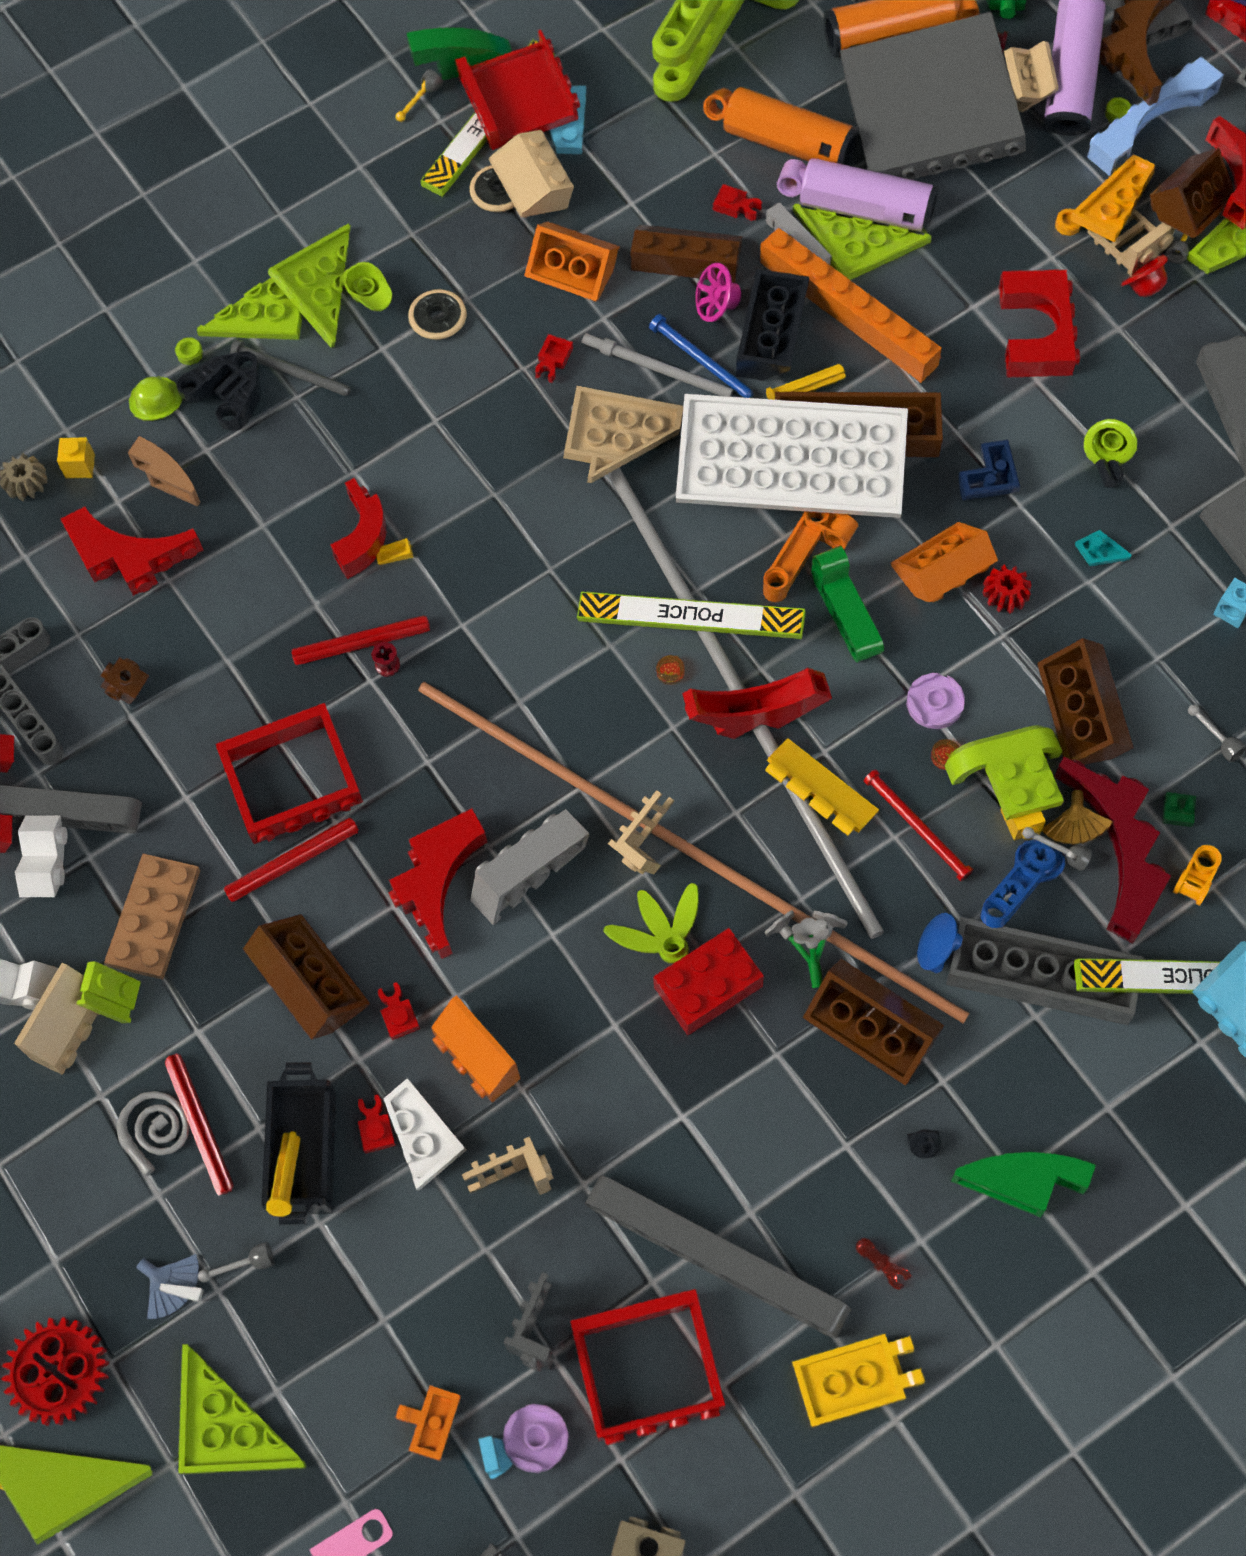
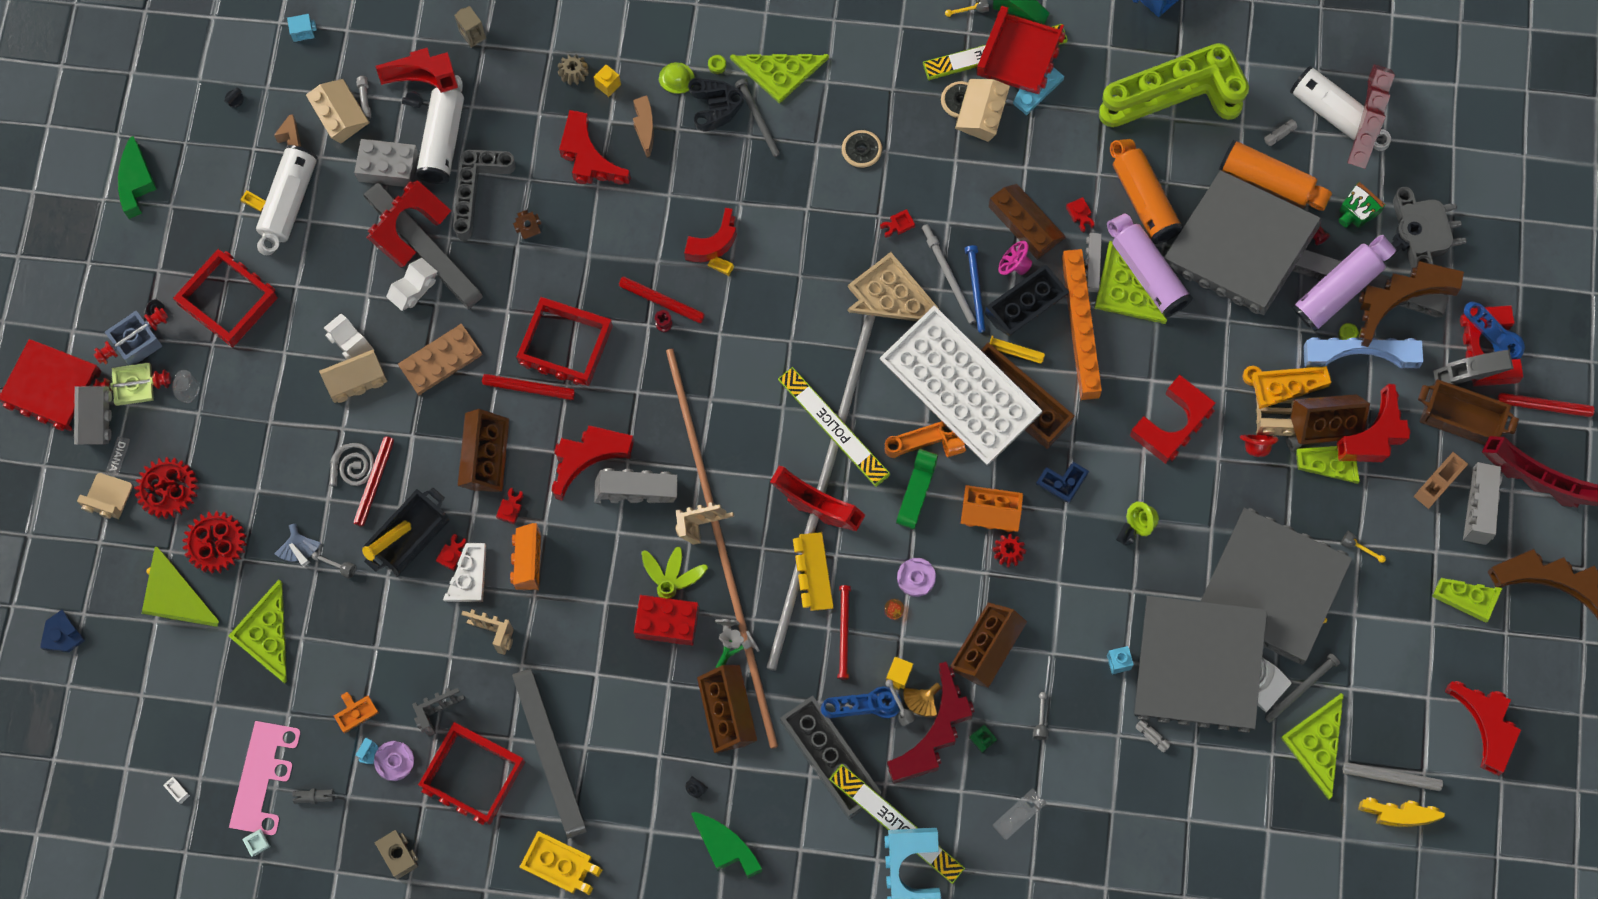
camera: 40 degrees right, 5 degrees up
(108, 992) = (385, 381): lime plate -> none
(315, 281) = (814, 76): lime tile -> none
(367, 286) = (837, 94): lime cap -> none
(571, 260) = (959, 175): orange slope -> none
(670, 670) = (799, 446): clear orange tile -> none
(882, 1263) = (621, 811): clear red piece -> none
(938, 942) = (792, 698): blue dish -> none
(1014, 768) = (915, 645): lime piece -> none
(1031, 74) = (1304, 273): tan bracket -> none
(1101, 549) = (1081, 571): teal piece -> none
(1196, 878) = (954, 779): light orange piece -> none

